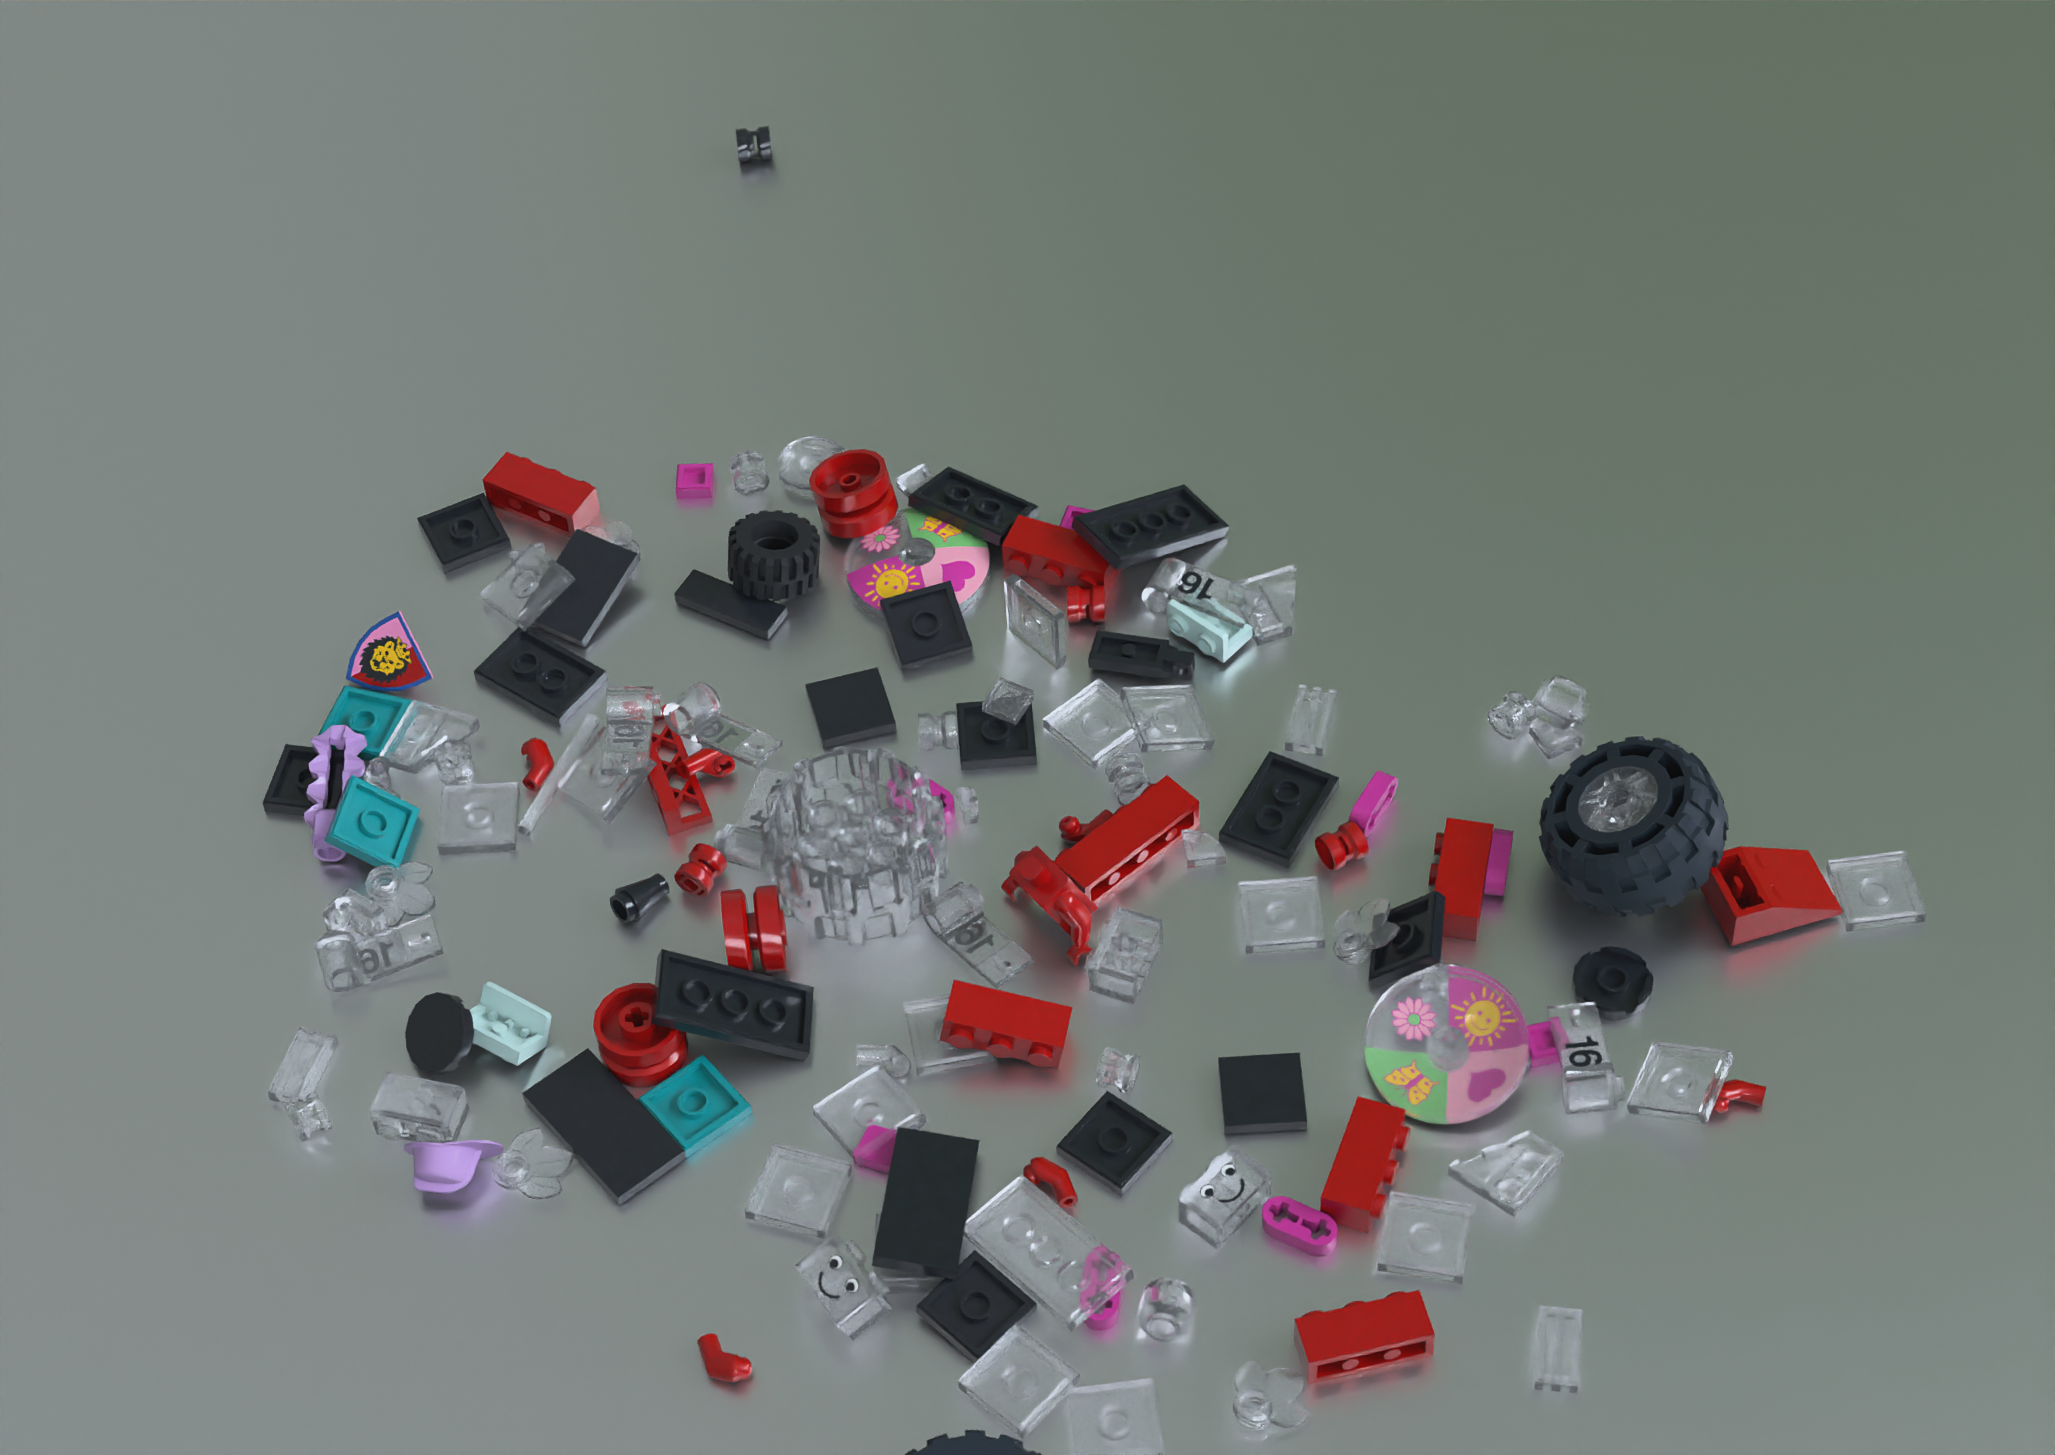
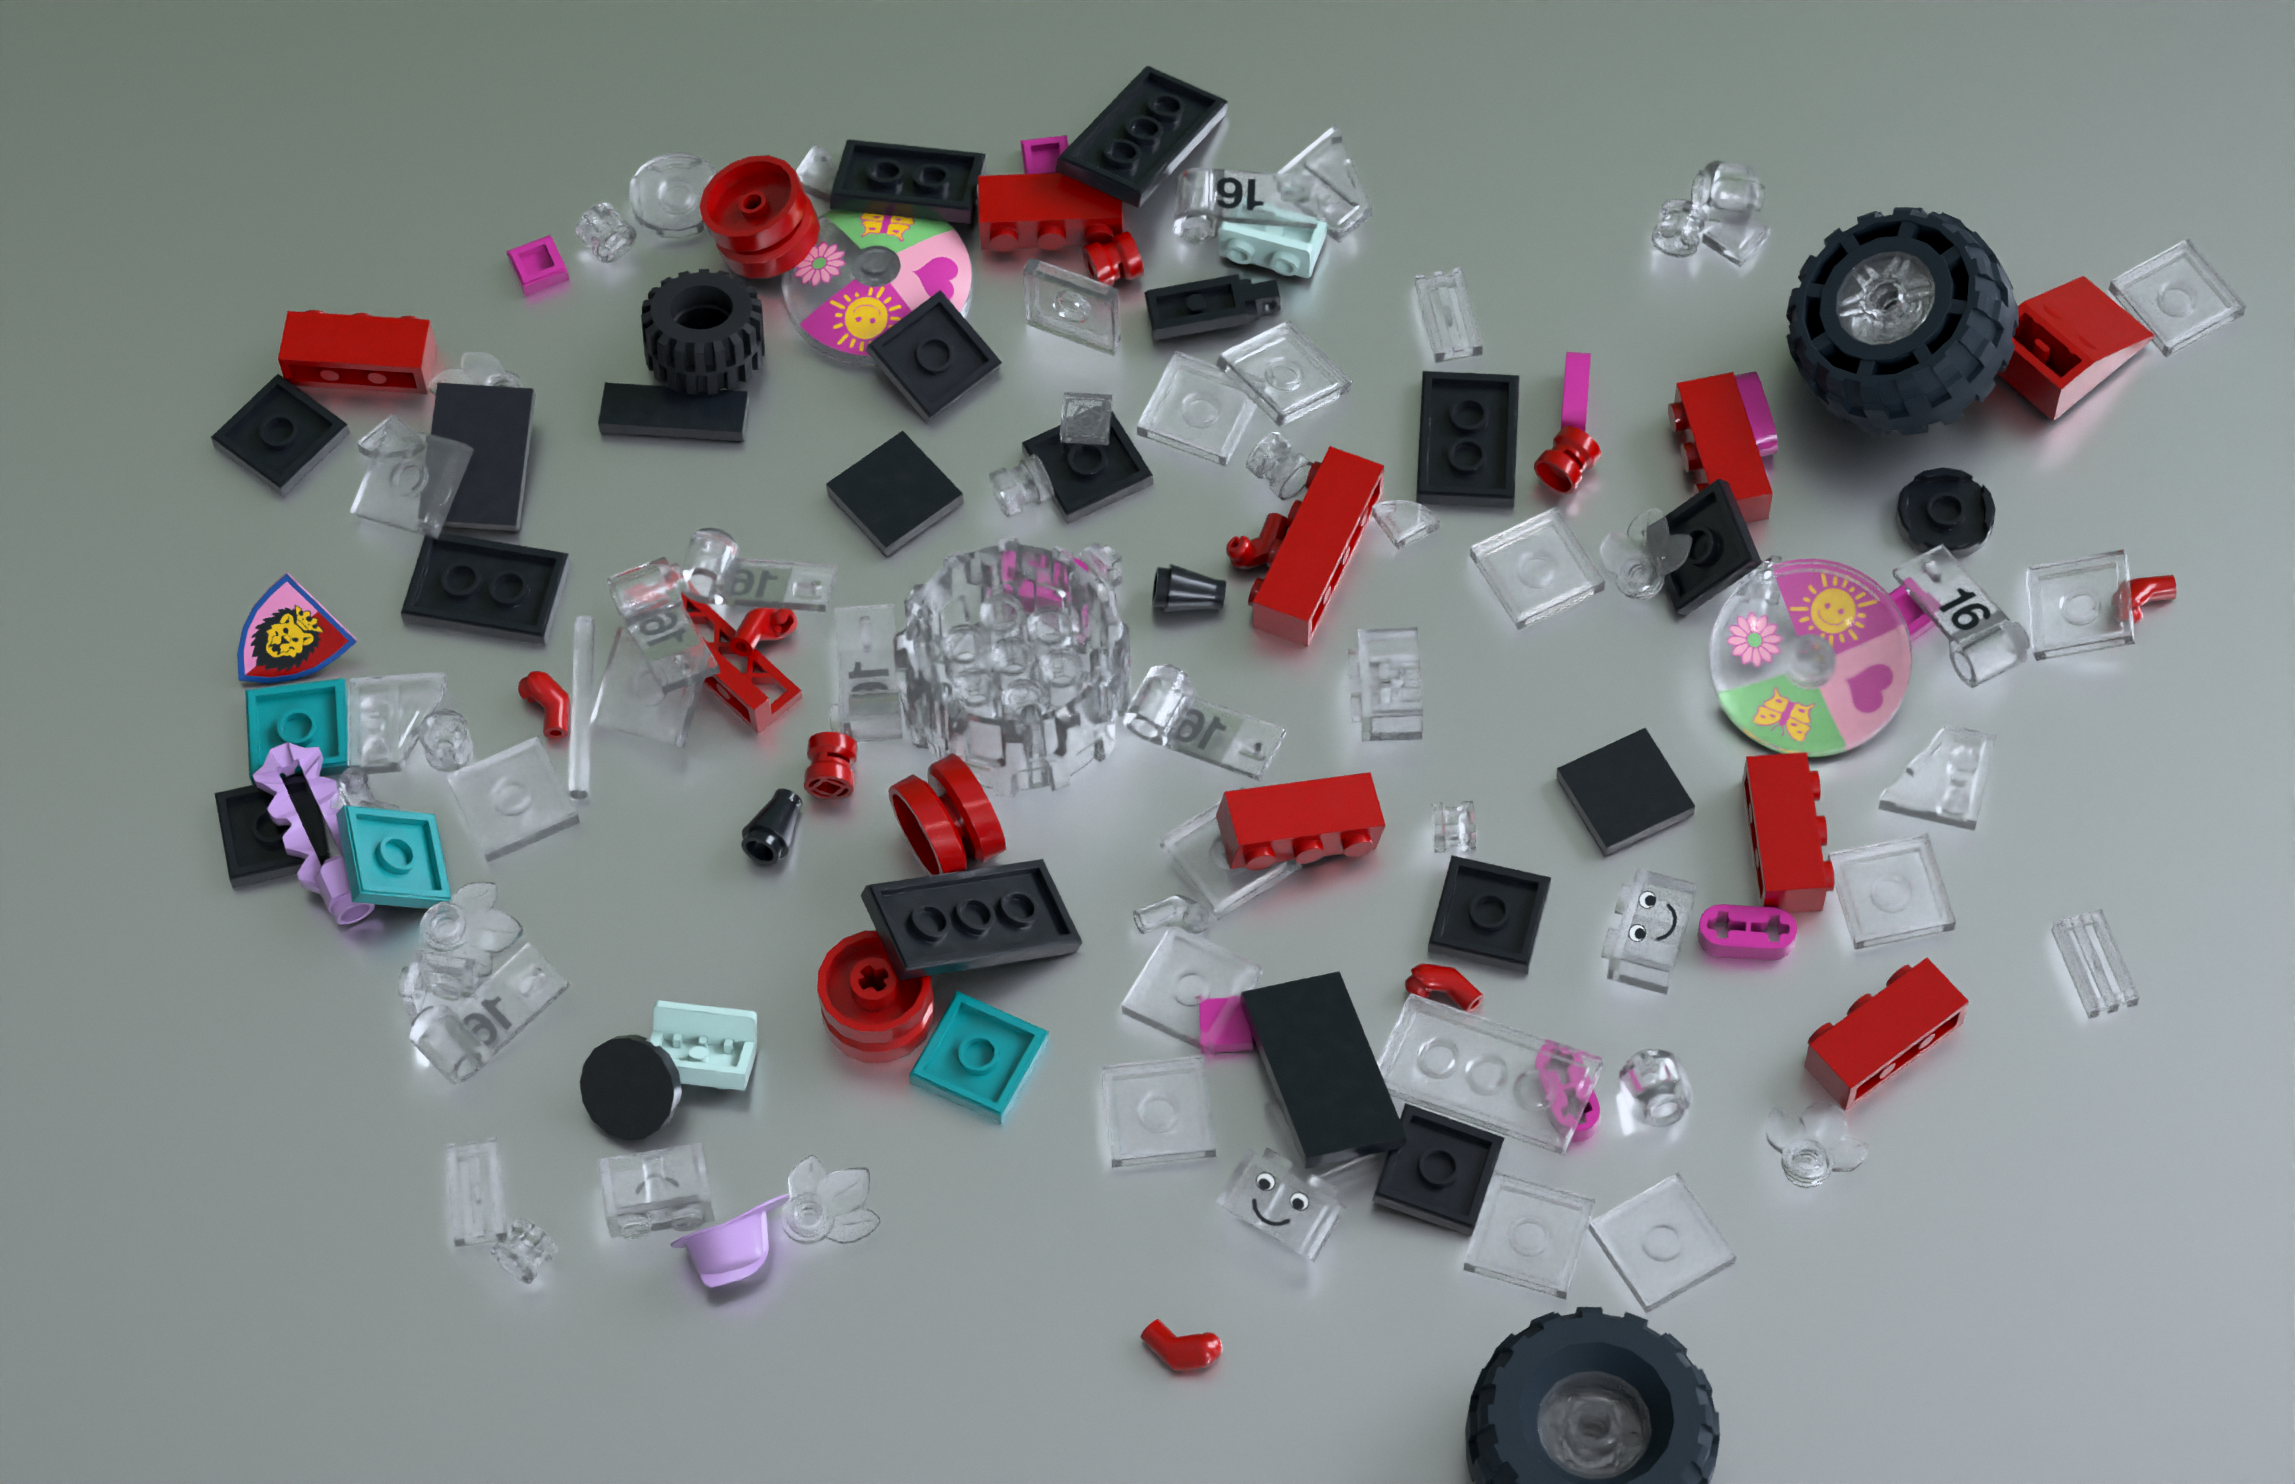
camera: 25 degrees left, 10 degrees up
(604, 1126) = (885, 1122): black tile -> none
(1012, 838) = (1186, 590): none -> black cone
(1055, 895) = (1280, 641): red torso -> none

